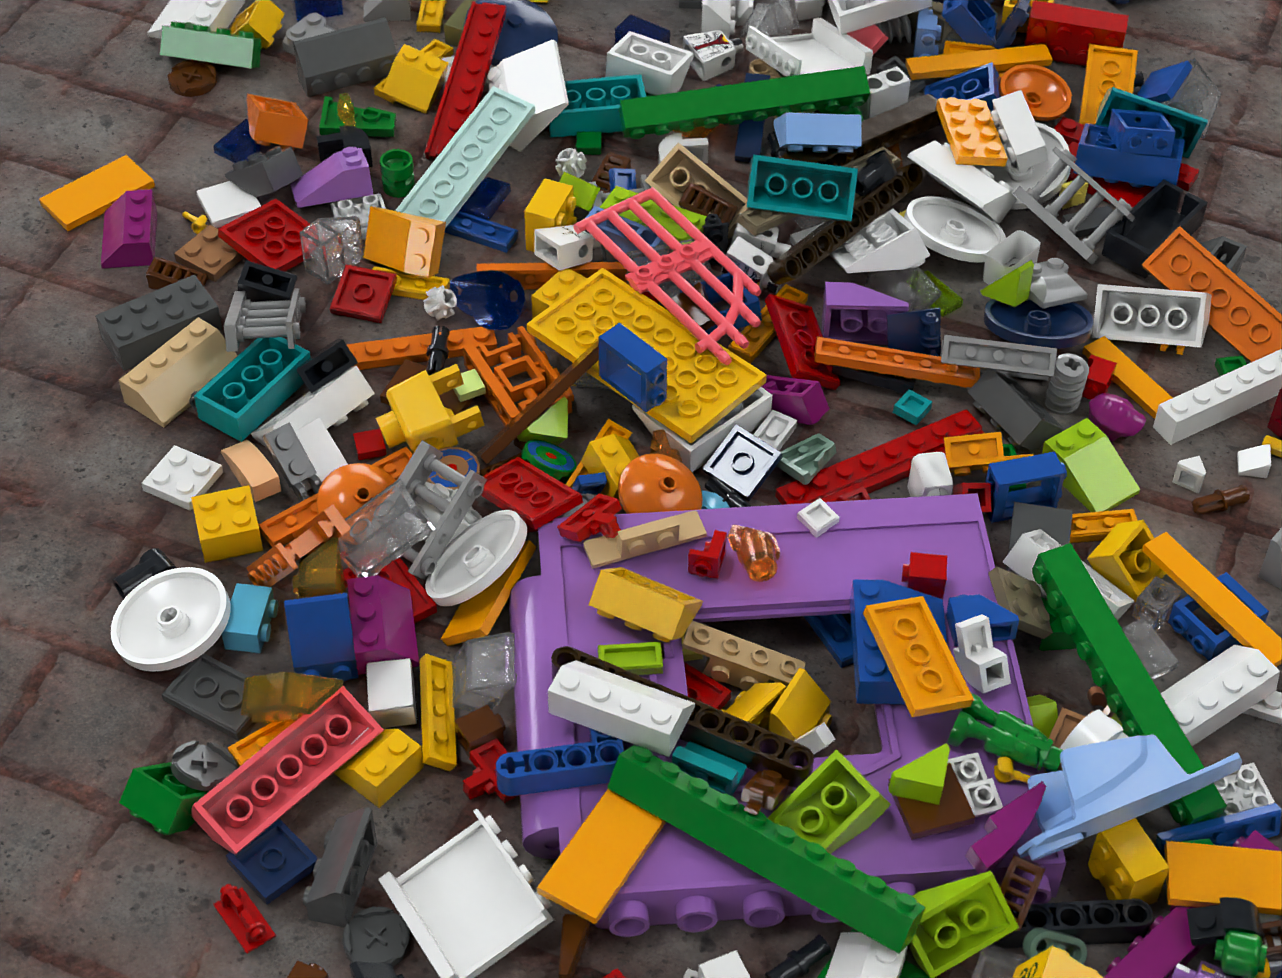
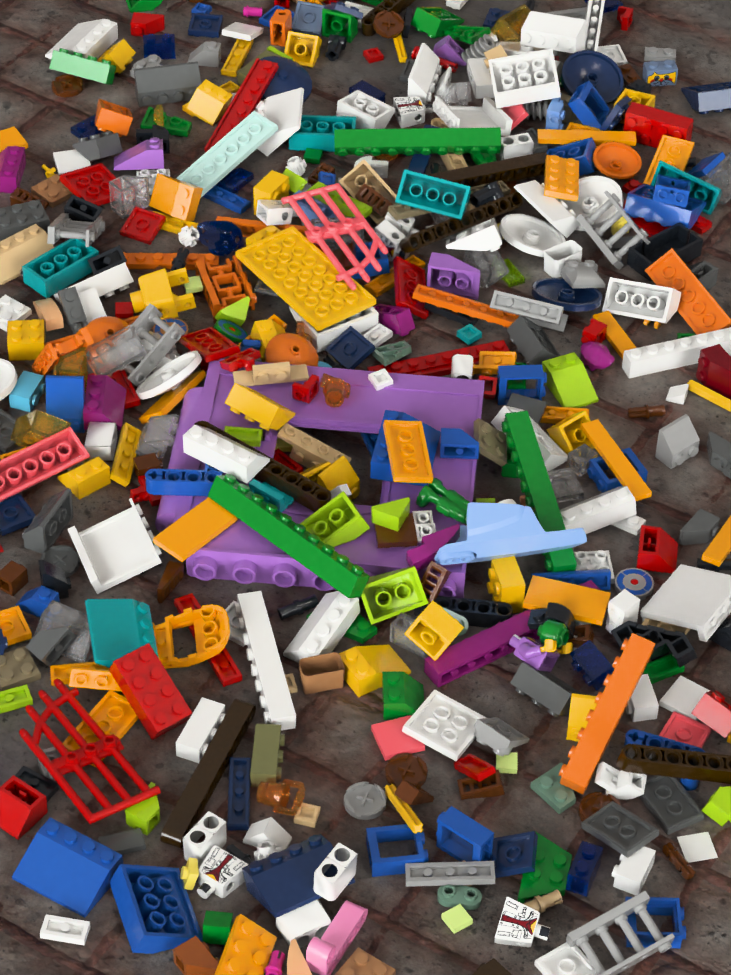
camera: 10 degrees right, 5 degrees down
(397, 173) = (182, 156): green wheel -> none
(540, 404) = (234, 296): reddish brown tile -> none
(622, 348) = (290, 280): blue window -> none
(716, 233) = (373, 217): black hinge -> none
(764, 791) = (296, 508): reddish brown plate -> none
(818, 132) = (455, 163): light blue slope -> none
(915, 331) = (481, 288): dark blue hinge -> none
(926, 573) = (434, 415): red brick -> none
(977, 658) = (449, 463): white brick -> none
(1005, 772) = (445, 521): yellow hand -> none
(1013, 287) = (555, 272): lime slope -> none
(1018, 130) = (592, 180): white brick -> none
(1067, 384) = (570, 332): light grey piece -> none
(1190, 474) = (631, 393): white slope -> none

